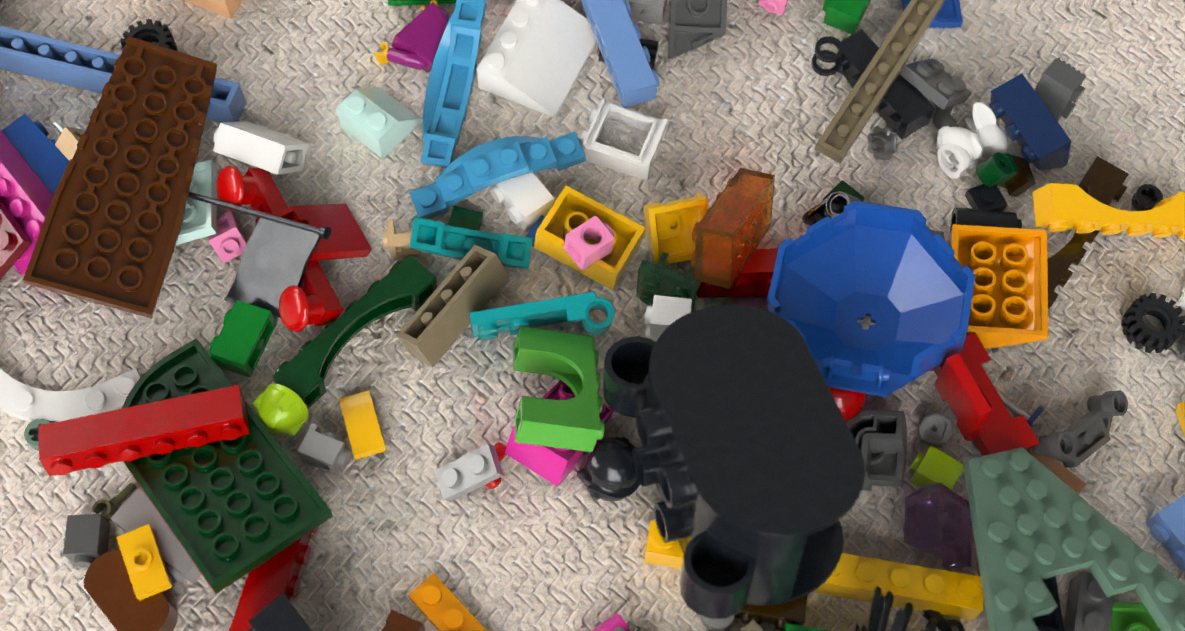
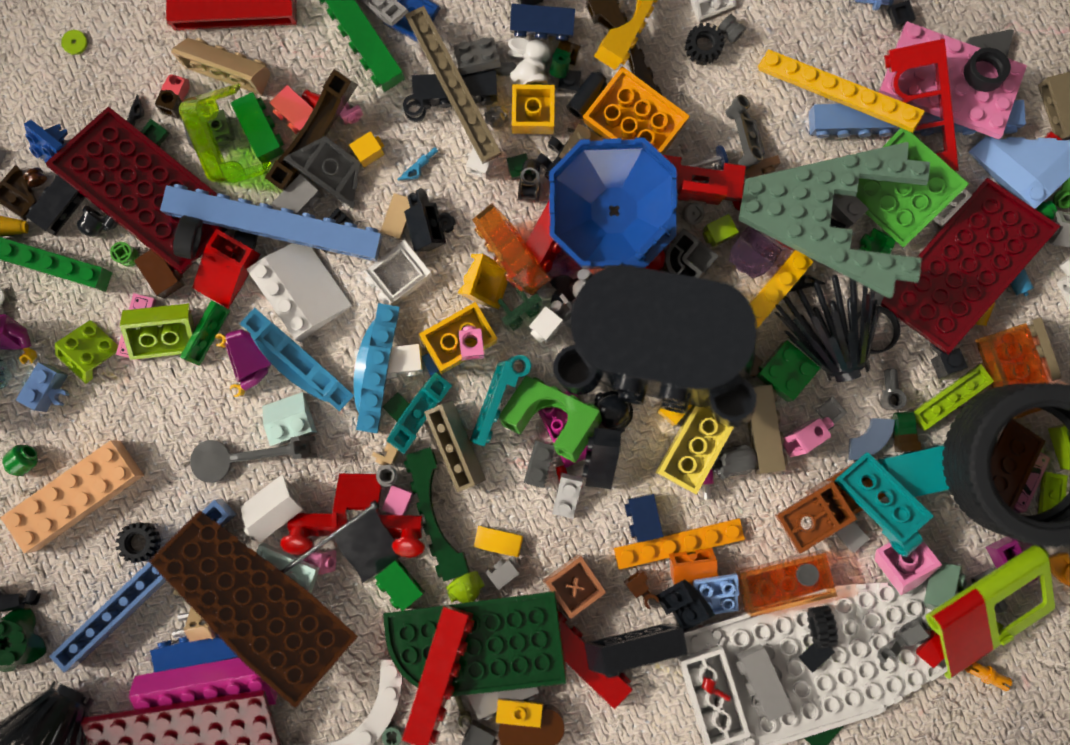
camera: 60 degrees left, 20 degrees up
(289, 70) = (213, 460): none -> dark grey piece
(348, 279) = (397, 501): none -> bright pink brick
(352, 543) = (574, 586): none -> nougat brick
(372, 250) = (382, 473): none -> light grey cone
(487, 417) = (539, 464): none -> dark grey brick
(496, 587) = (644, 518): none -> dark blue brick
(542, 478) = (602, 458): none -> black brick
(627, 596) = (694, 449): none -> light yellow slope
(691, 106) = (395, 219): none -> tan tile
(702, 132) = (424, 222): none -> black brick
(722, 151) = (450, 222): none -> black plate
(746, 35) = (367, 149): none -> yellow brick
(763, 96) = (422, 161): none -> dark azure hand
(811, 161) = (475, 166): none -> white brick
(921, 172) = (533, 109): none -> yellow brick

